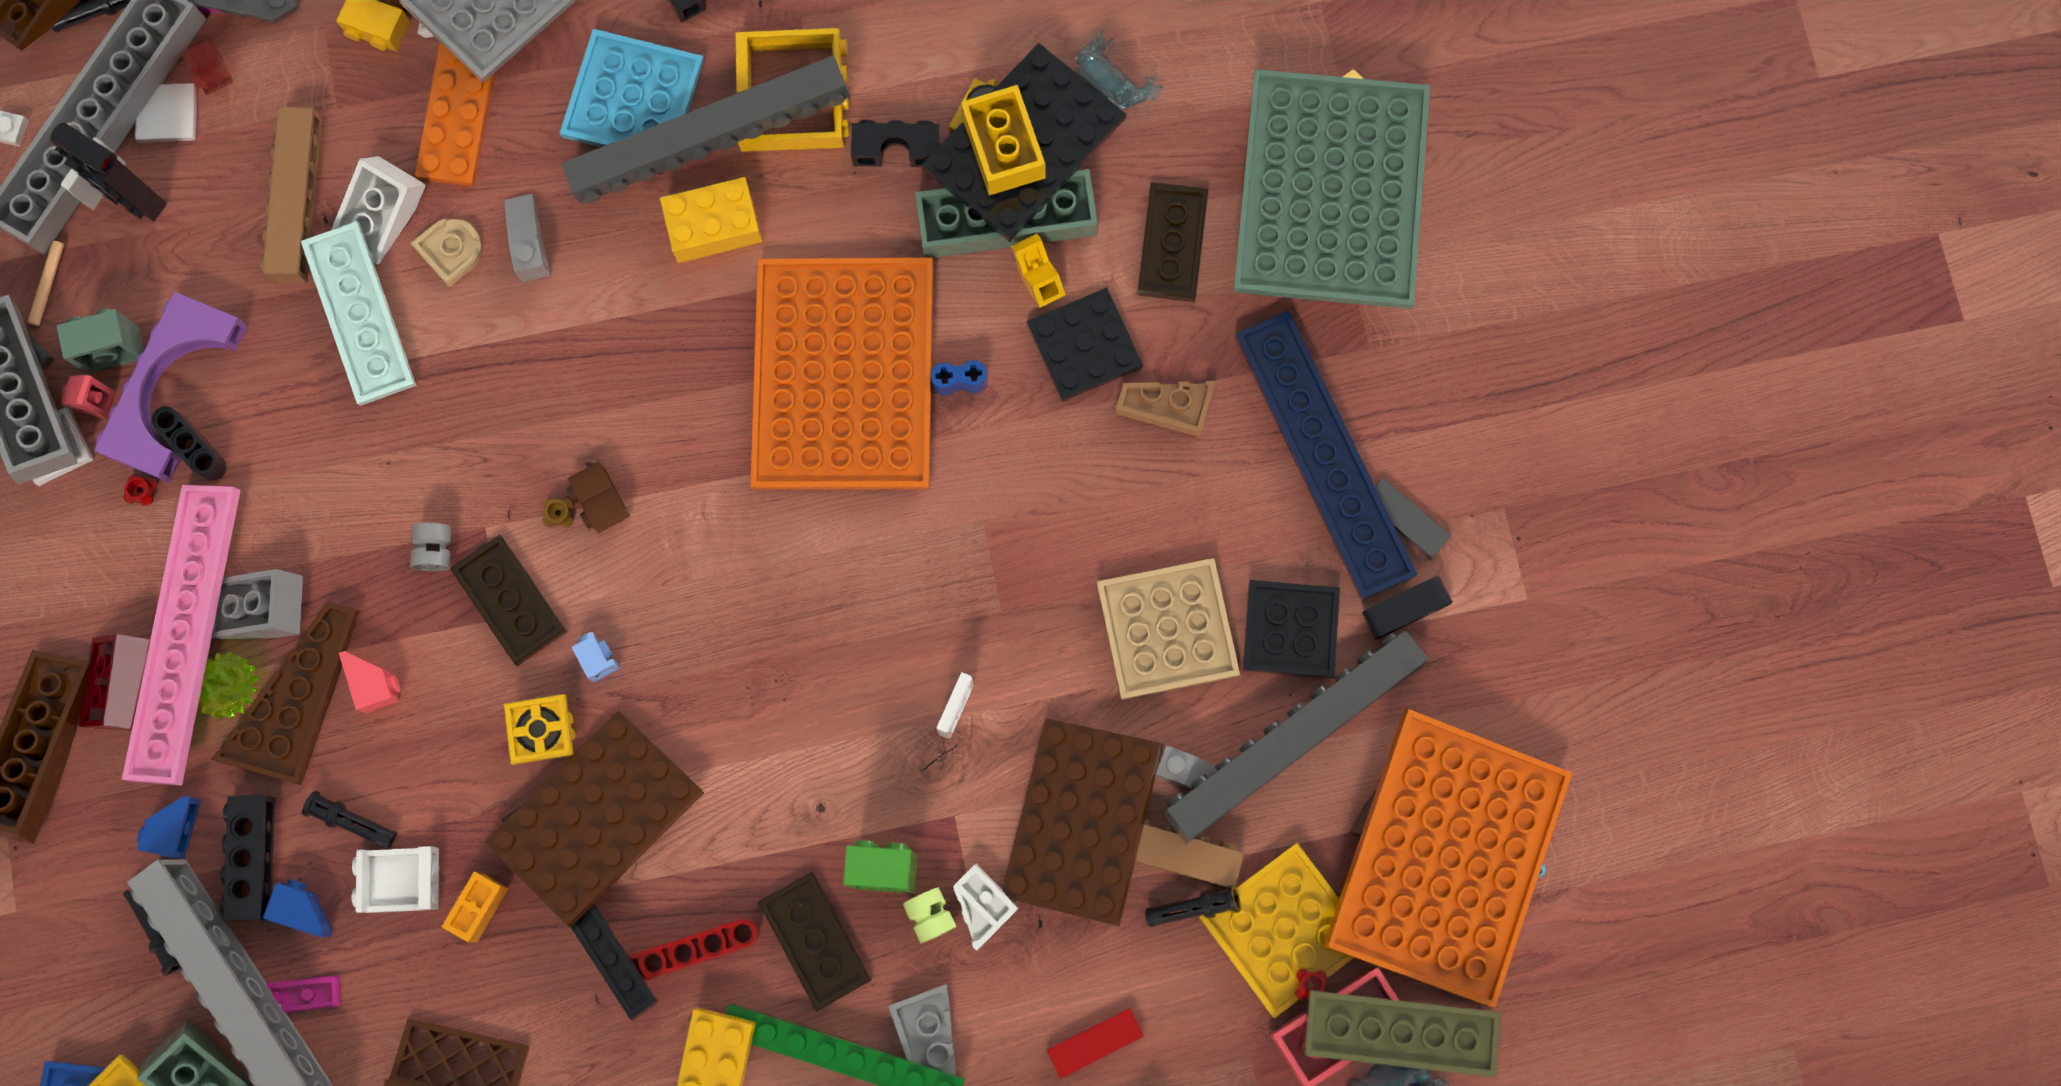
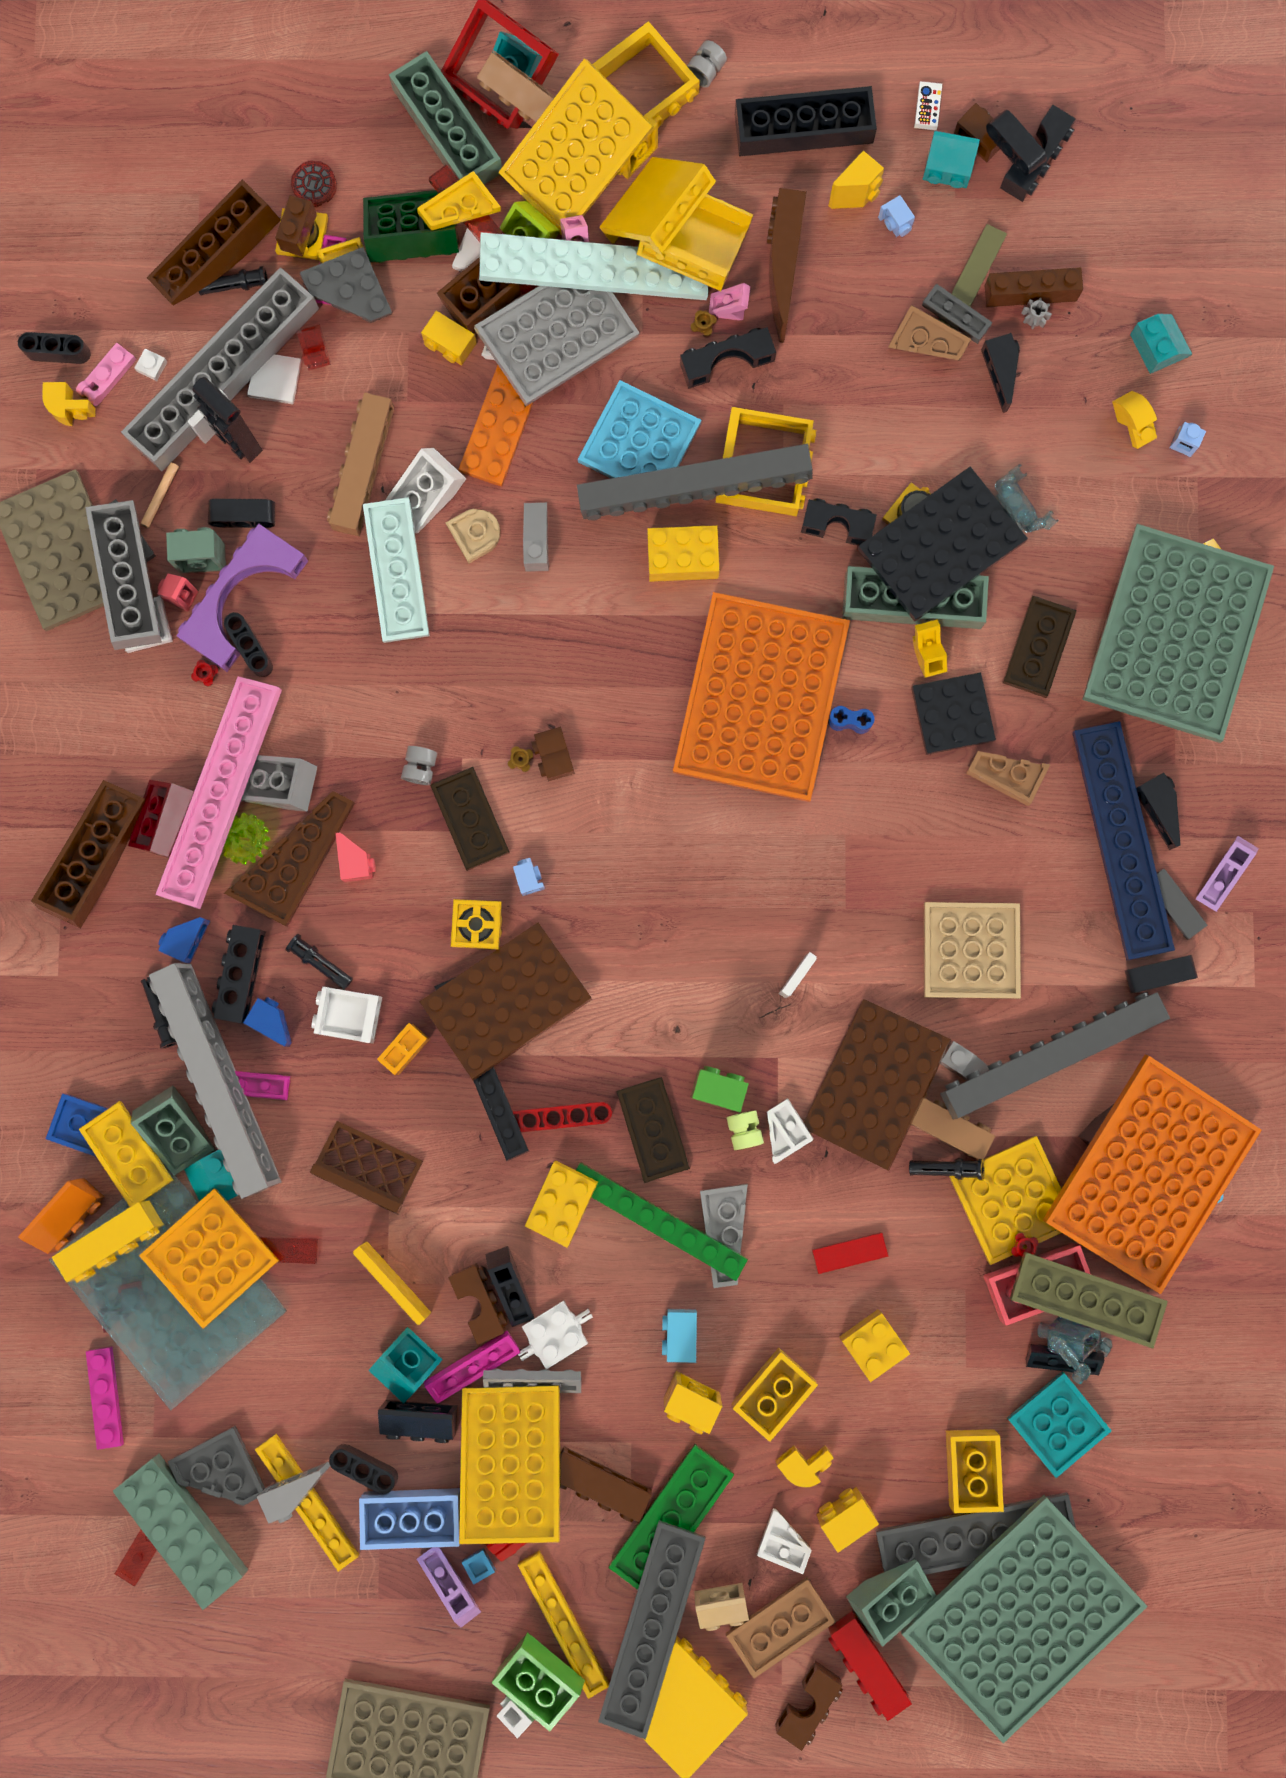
camera: 15 degrees right, 5 degrees up
(151, 283) = (241, 513): none -> black beam
(1003, 140) = (929, 541): yellow brick -> none
(1291, 629) = (1067, 971): black plate -> none
(1360, 399) = (1161, 805): none -> black slope
(1460, 467) = (1227, 873): none -> lavender slope

